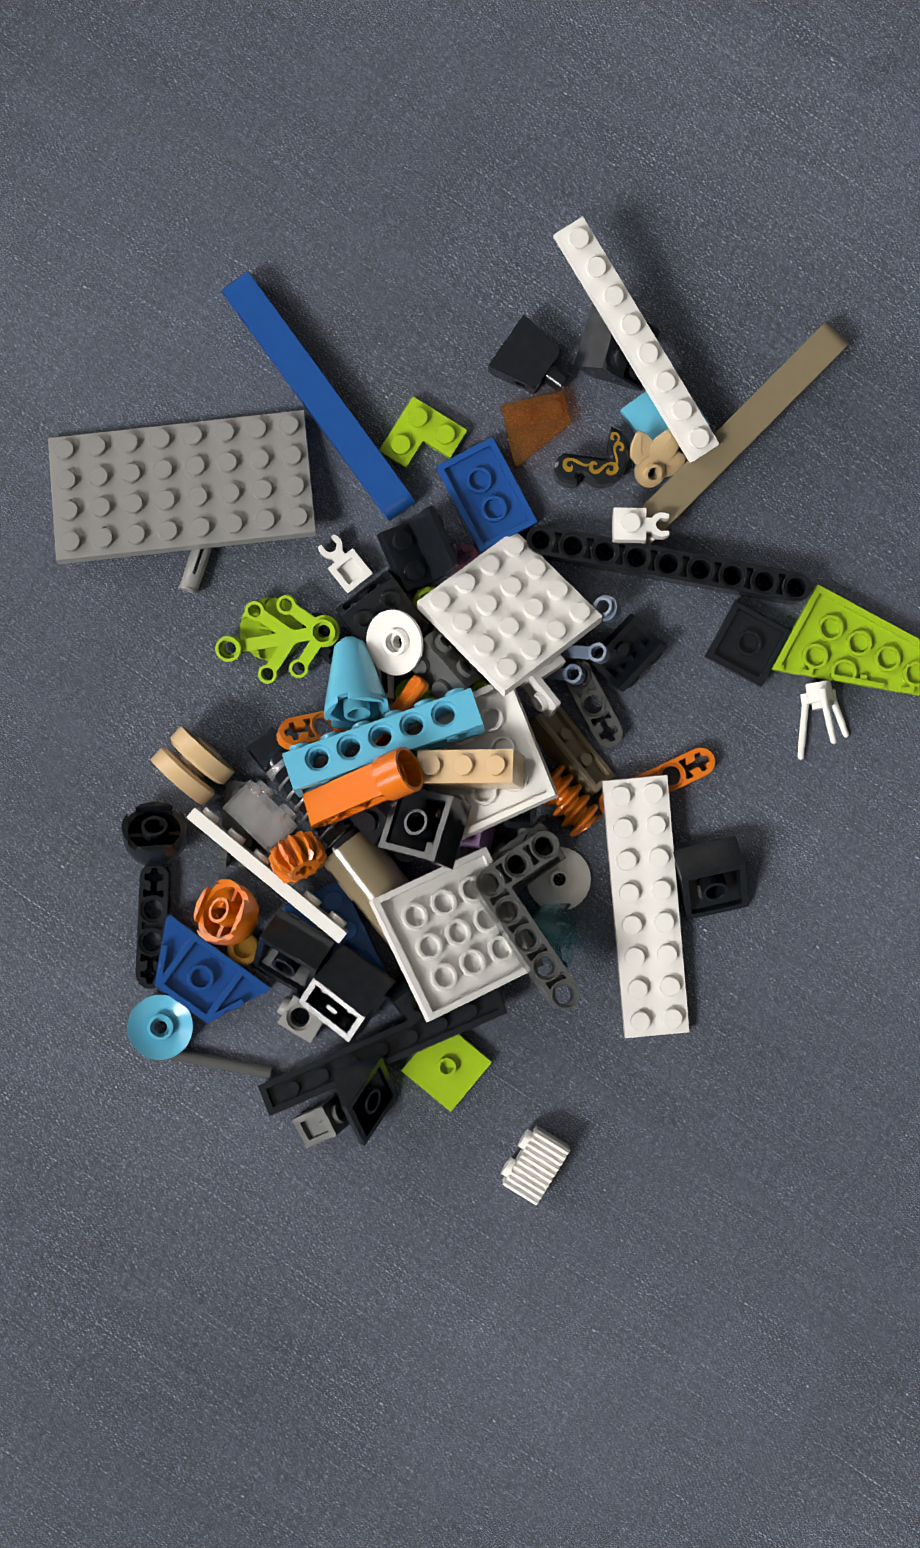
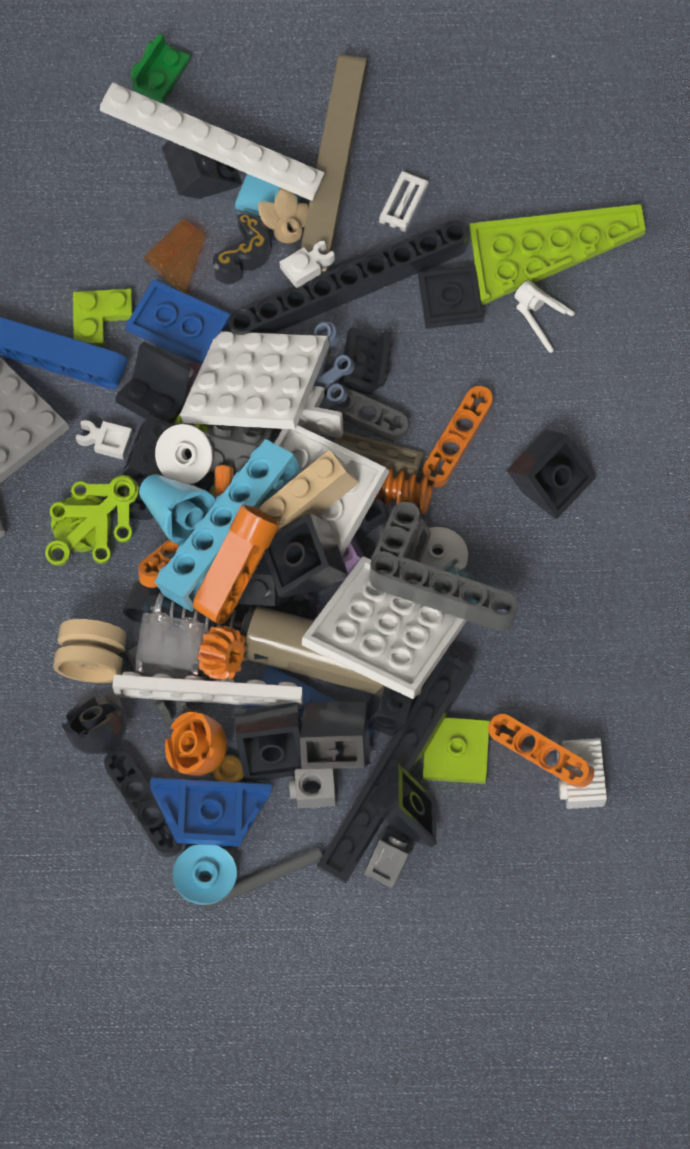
camera: 30 degrees left, 20 degrees down
(516, 1123) = (541, 750): none -> orange beam
(528, 359) = (141, 213): black torso -> none
(645, 906) = (519, 527): white plate -> none
(649, 215) = (158, 70): none -> green bracket
(753, 529) = (395, 220): none -> white tile

